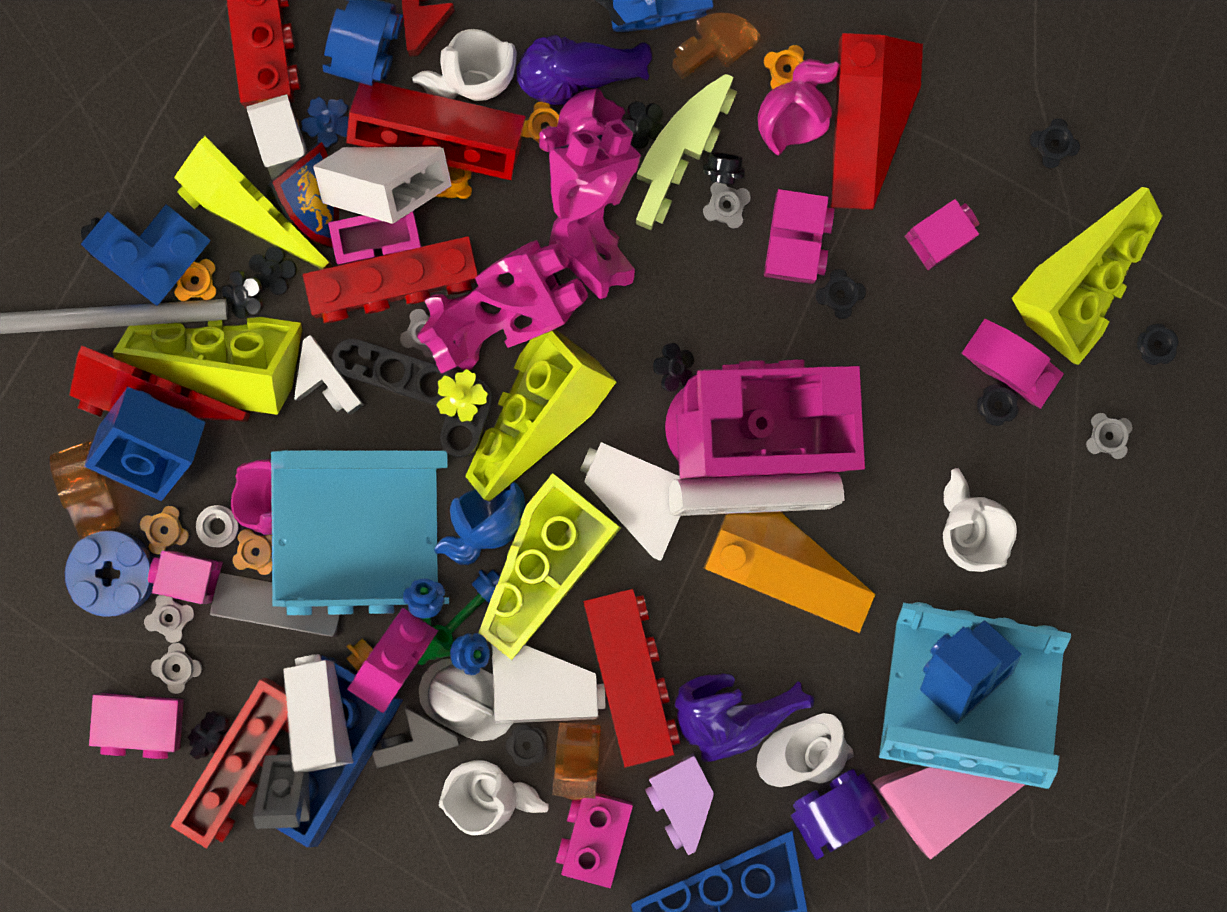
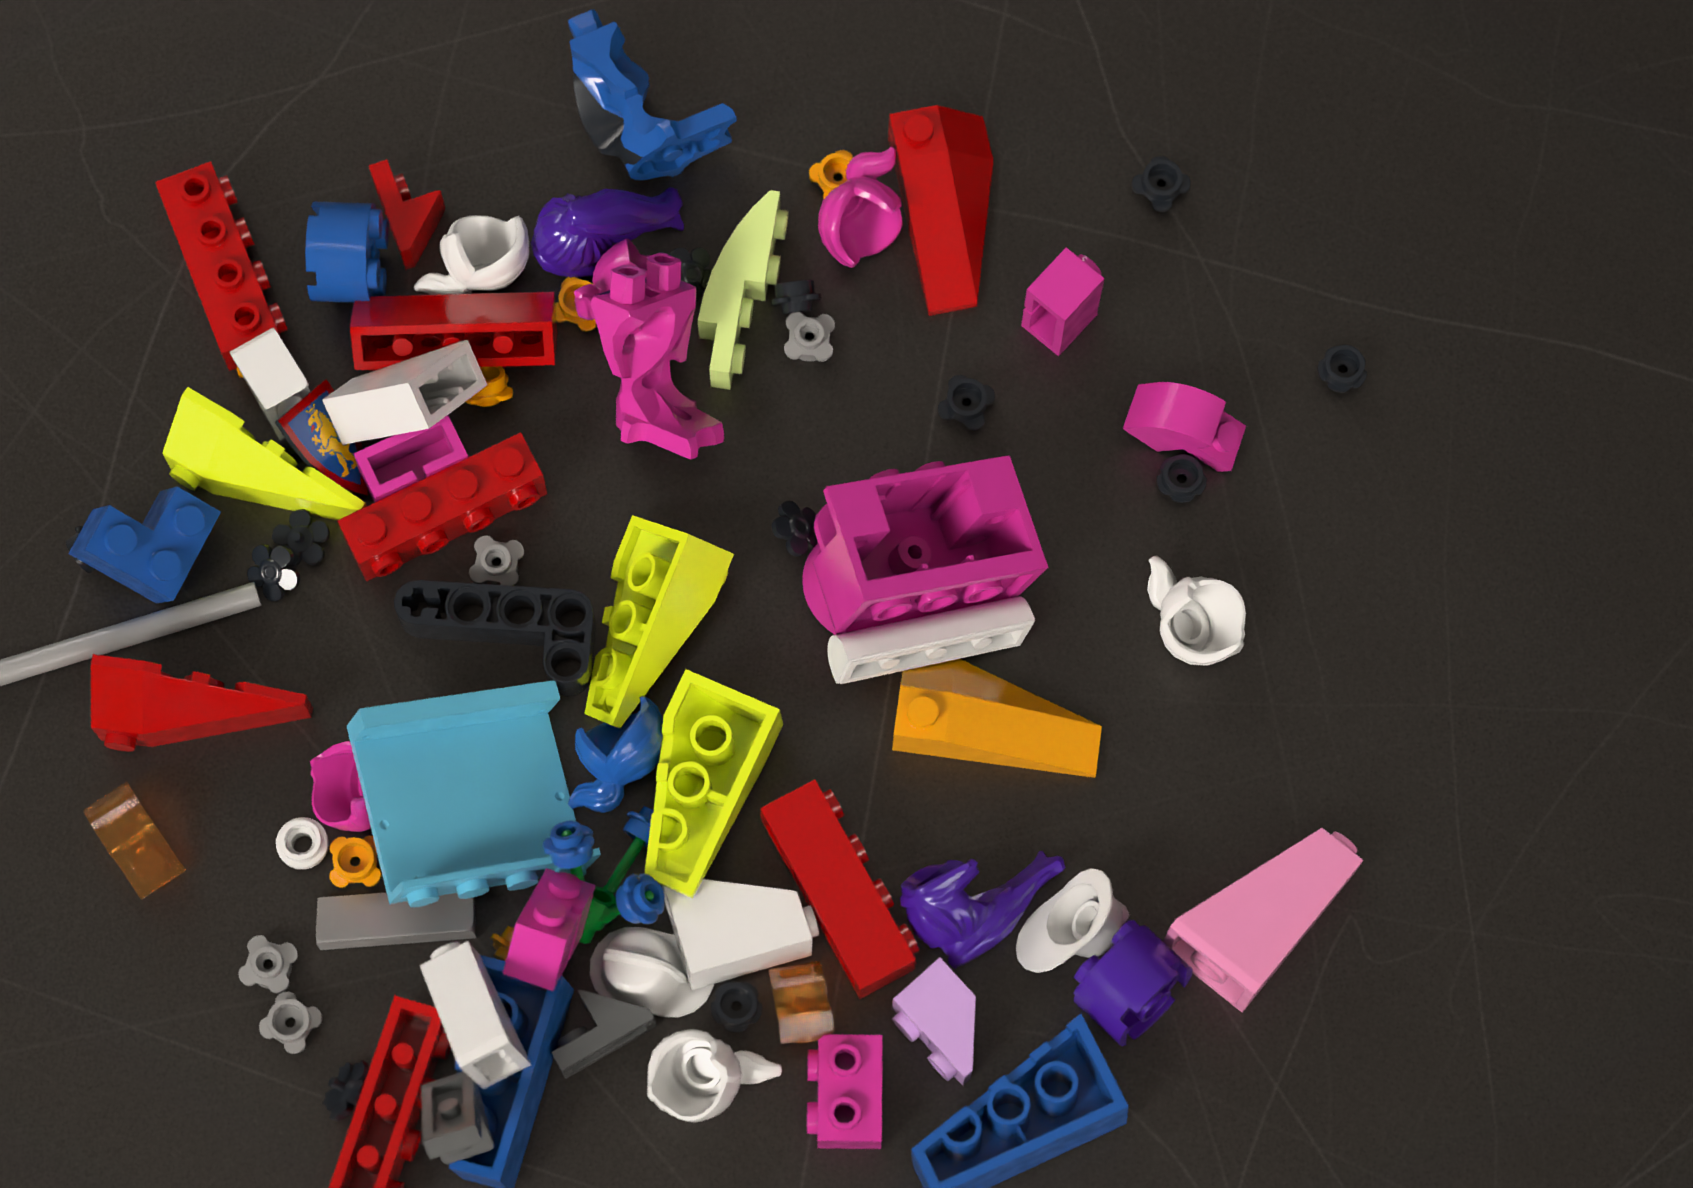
camera: 15 degrees left, 15 degrees down
(86, 579) = (164, 905): brick -> none
(136, 723) = (255, 1097): piece -> none
(145, 443) = (193, 755): blue brick -> none
(152, 524) = (239, 849): light orange plate -> none
(184, 576) = (276, 901): piece -> none
(204, 288) = (225, 577): light orange plate -> none
(233, 364) = (291, 649): neon yellow wedge -> none
(317, 369) = (383, 631): white slope -> none
(326, 121) = (327, 360): blue plant -> none
(461, 395) = (556, 611): neon yellow plant -> none
(533, 294) = (539, 538): dark pink hips -> none
(634, 494) = (791, 676): white slope -> none
(722, 35) = (753, 157): clear orange brick -> none
(797, 236) = (899, 350): dark pink piece -> none
(967, 669) = (1233, 768): blue brick -> none
(1002, 737) = (1250, 800): medium azure panel -> none
(1077, 284) = (1233, 322): neon yellow wedge -> none
(1120, 431) = (1328, 470): light grey plate -> none

